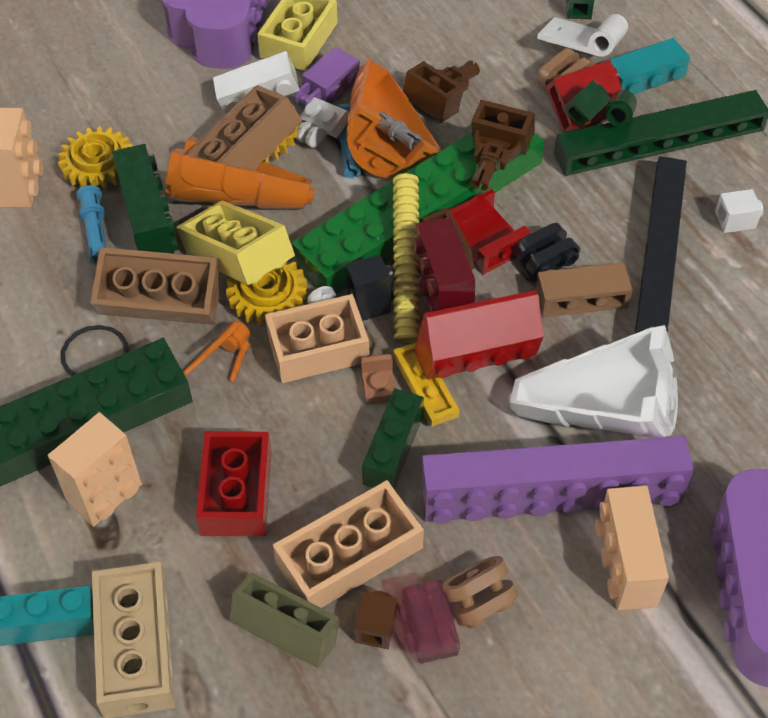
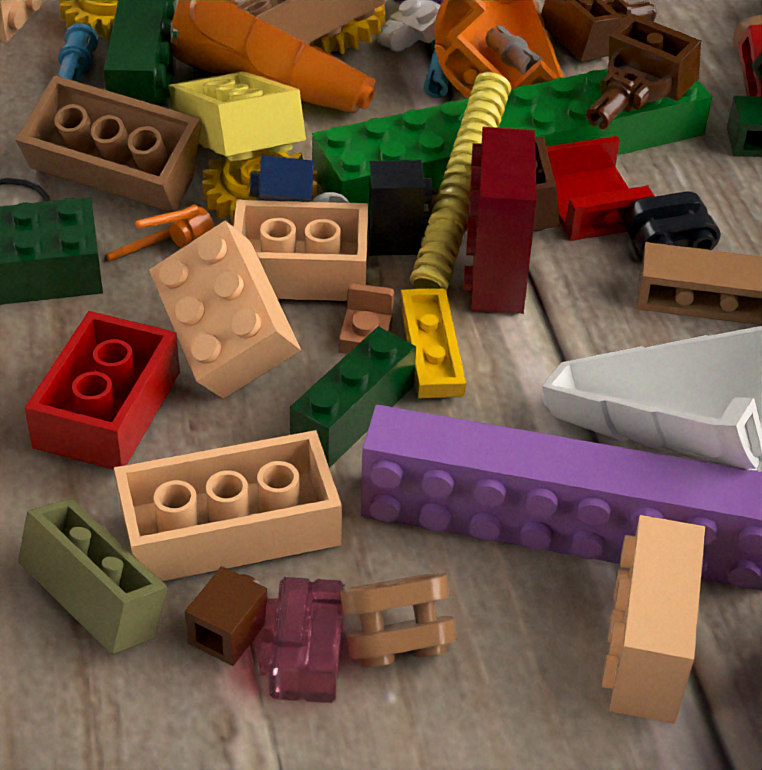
camera: 15 degrees right, 10 degrees down
(290, 292) = (282, 179): none -> dark blue brick
(291, 404) = (224, 310): none -> light nougat brick
(479, 335) = (529, 290): slope -> none

